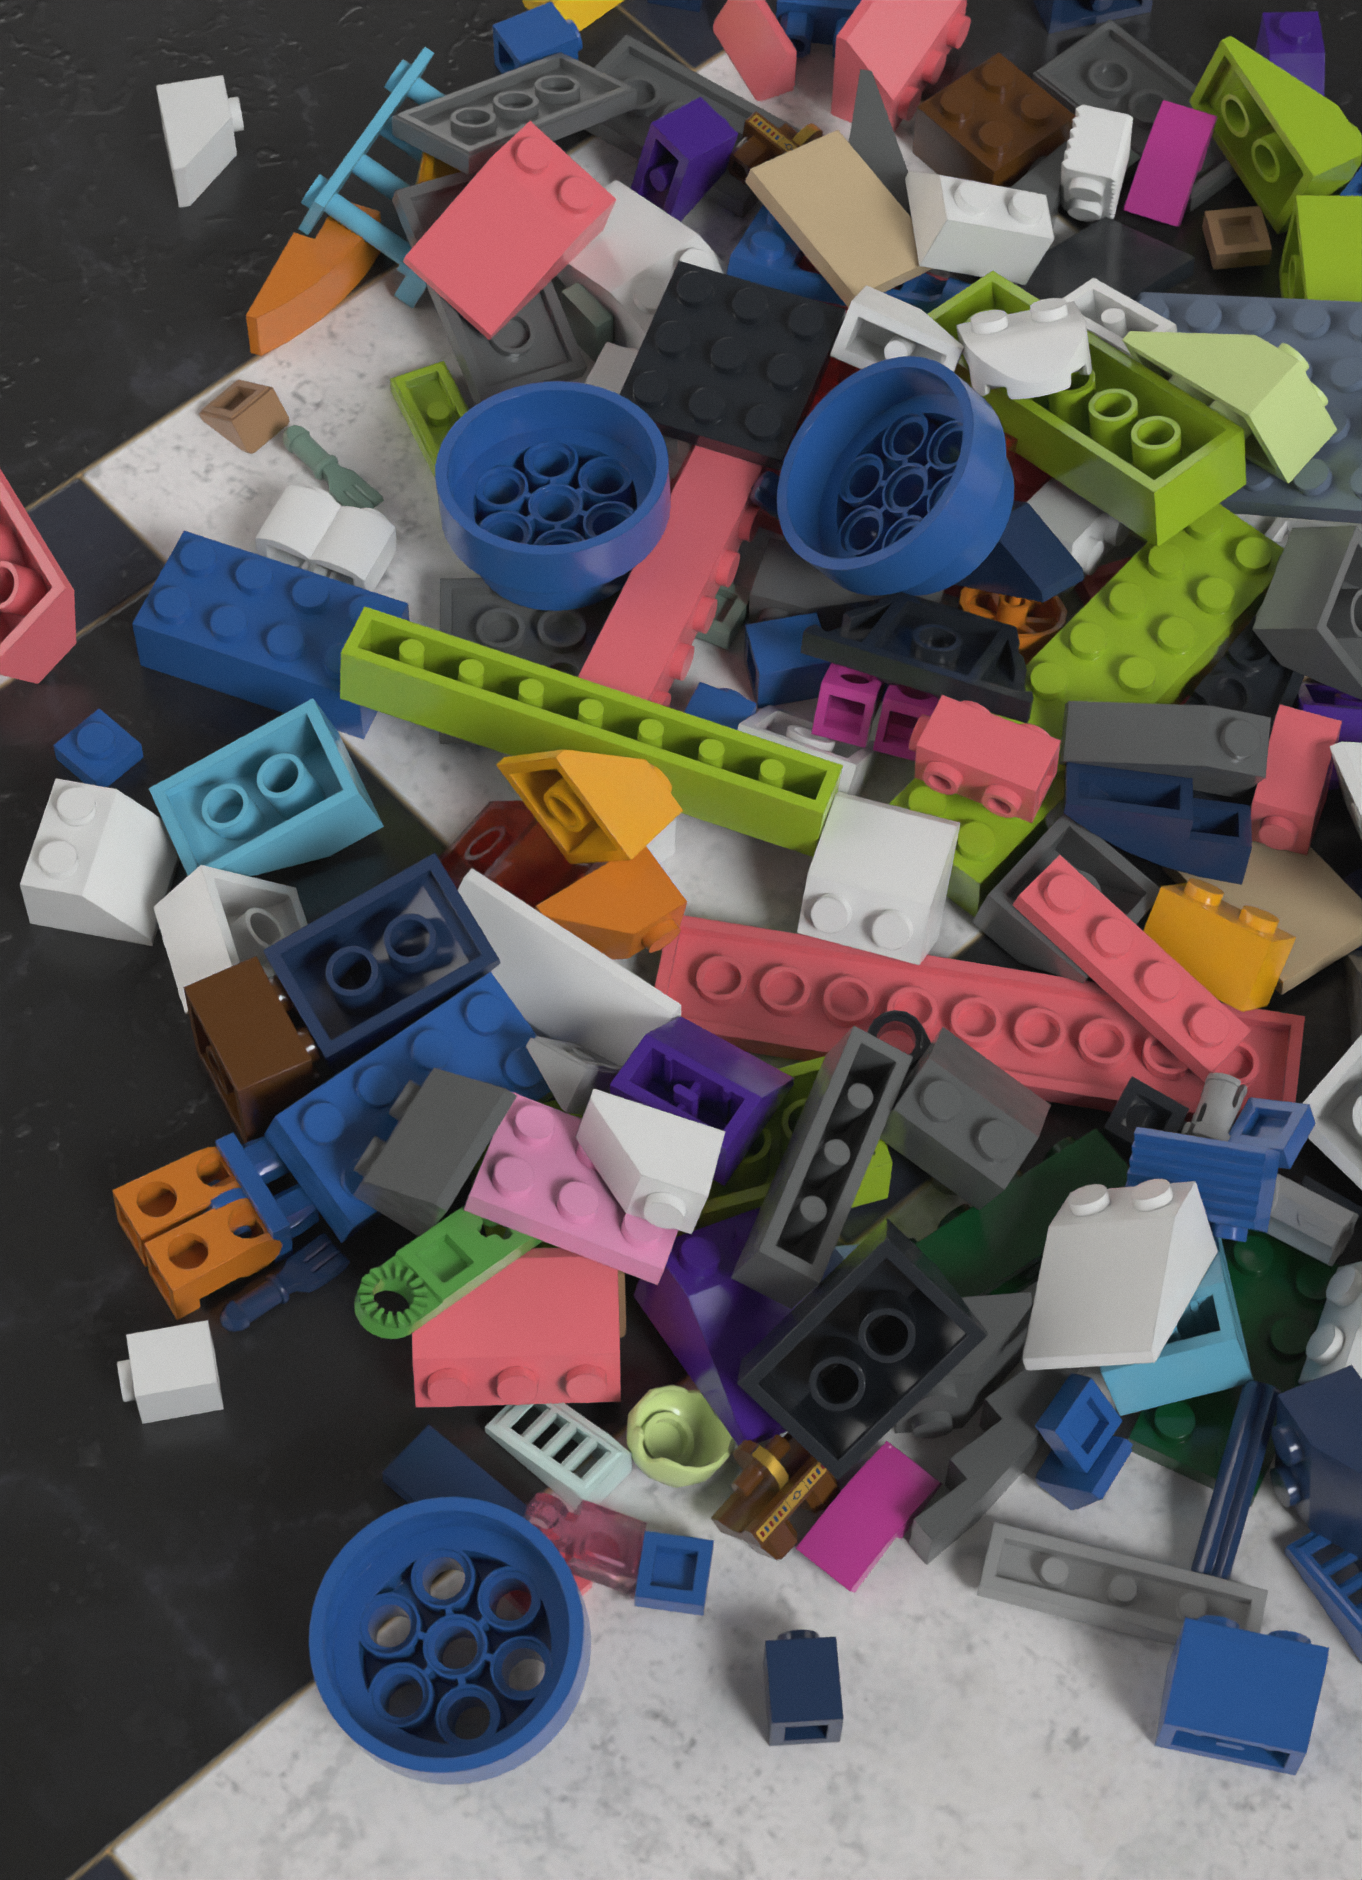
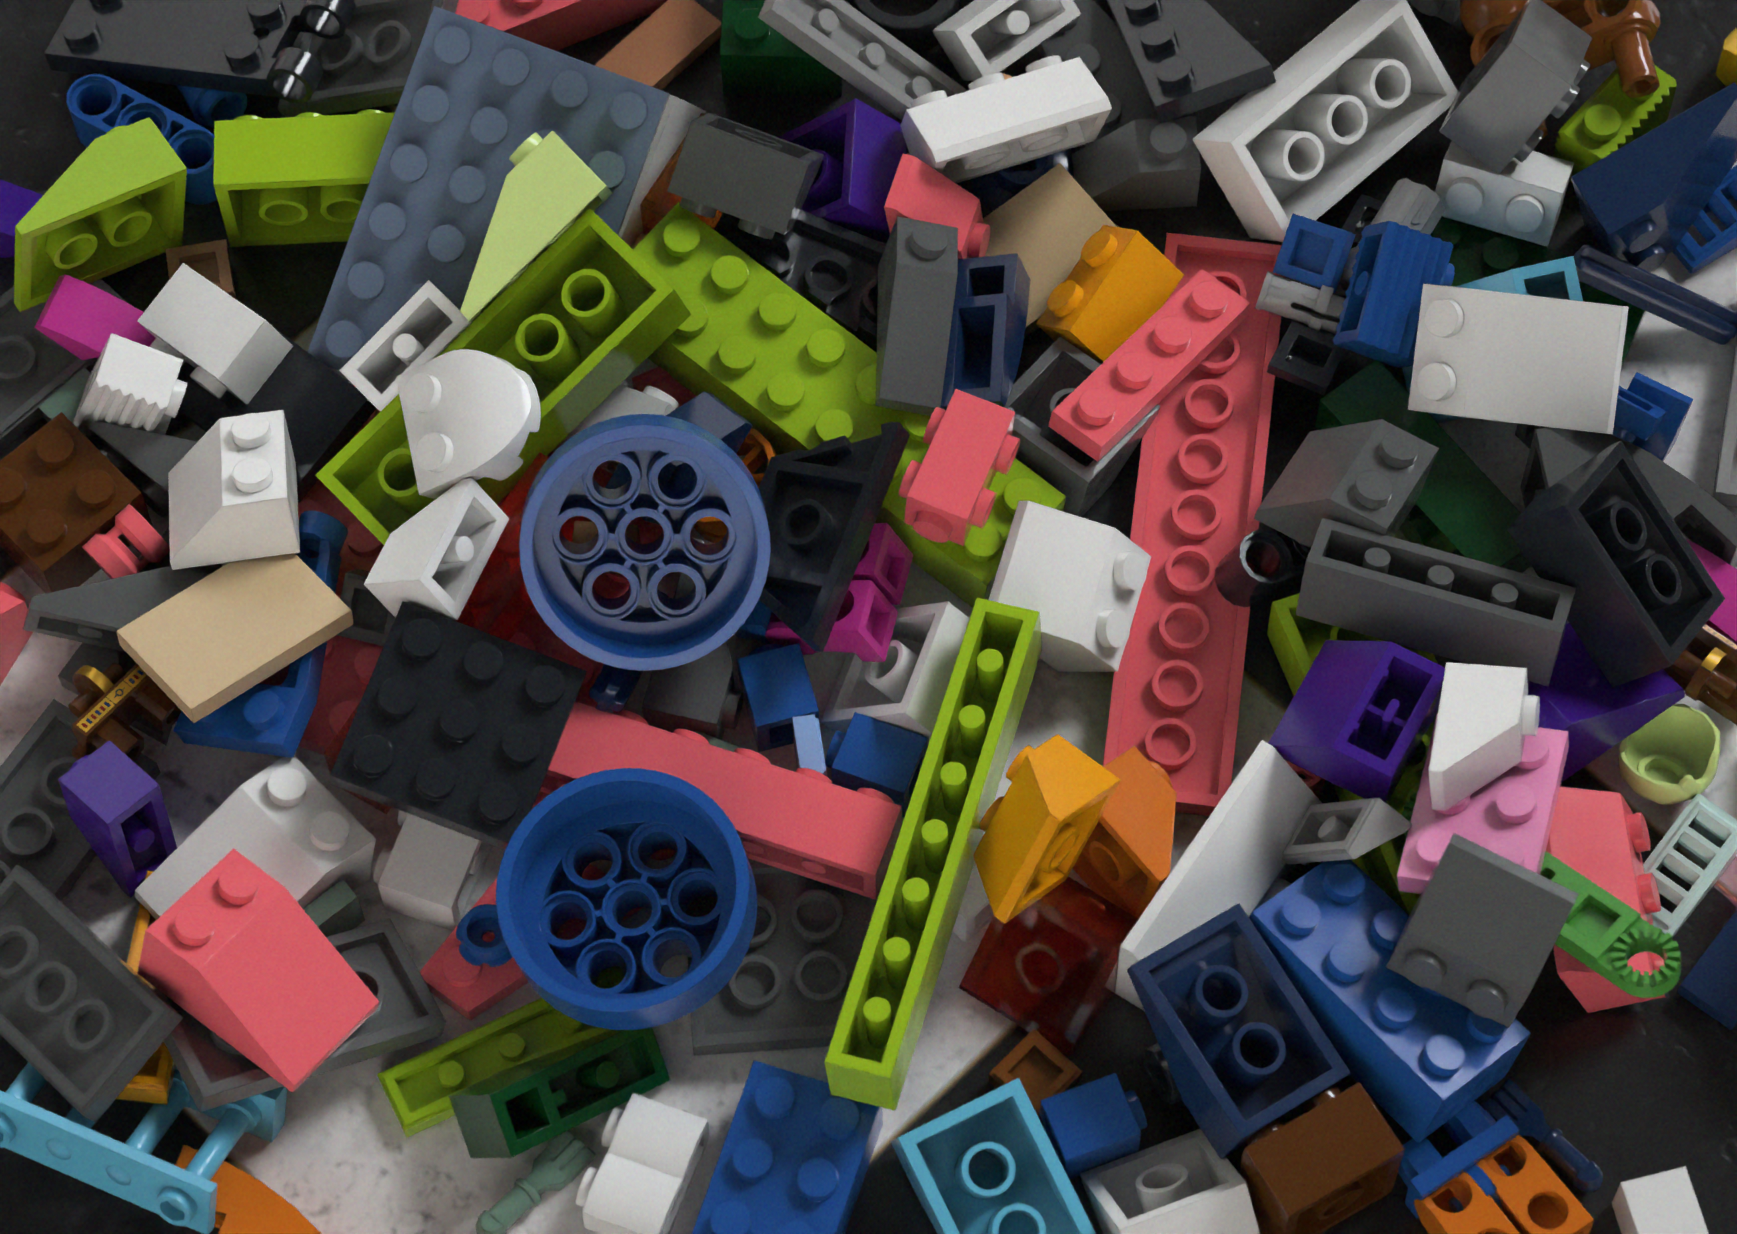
camera: 90 degrees left, 5 degrees up
(326, 874) = (1093, 1124): none -> blue brick
(390, 850) = (1039, 1067): none -> dark orange tile
(400, 469) = (557, 1092): none -> dark green slope
(726, 671) = (808, 743): none -> light blue tile
(938, 155) = (115, 556): none -> coral wheel
(1156, 222) = (214, 334): none -> white brick

